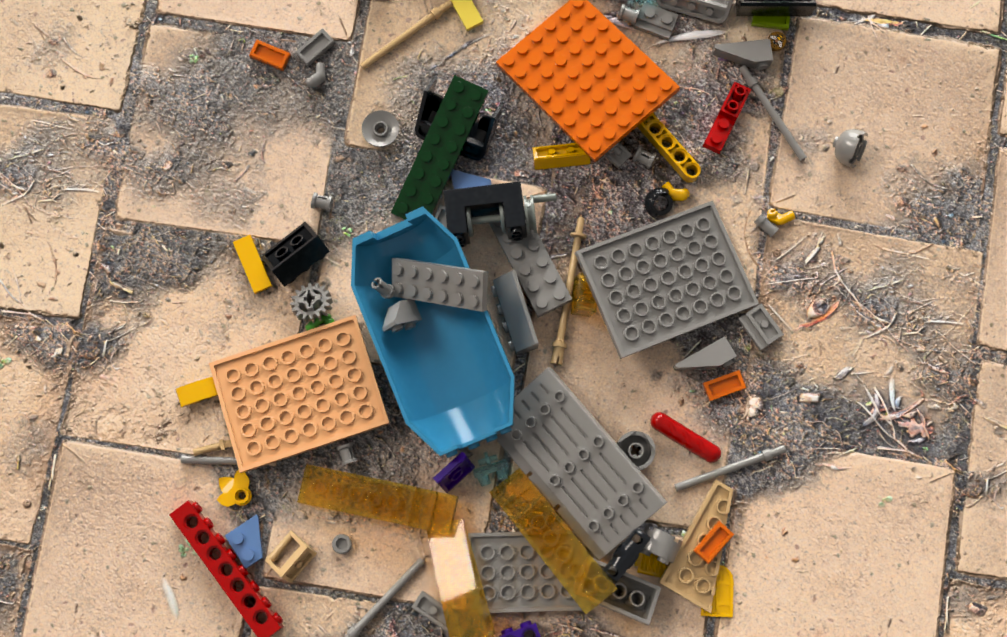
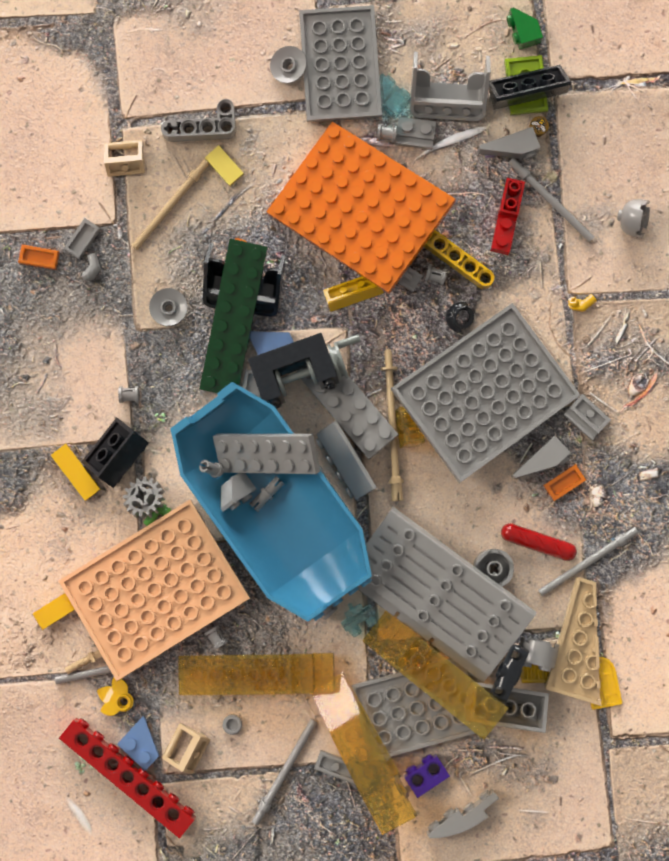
camera: 15 degrees left, 5 degrees up
(430, 326) = (266, 493): none -> light grey pin
(454, 472) = (324, 631): dark purple tile -> none
(676, 194) = (475, 304): yellow arm -> none
(713, 542) = (588, 638): orange tile -> none
(766, 225) = (570, 315): light grey pin -> none

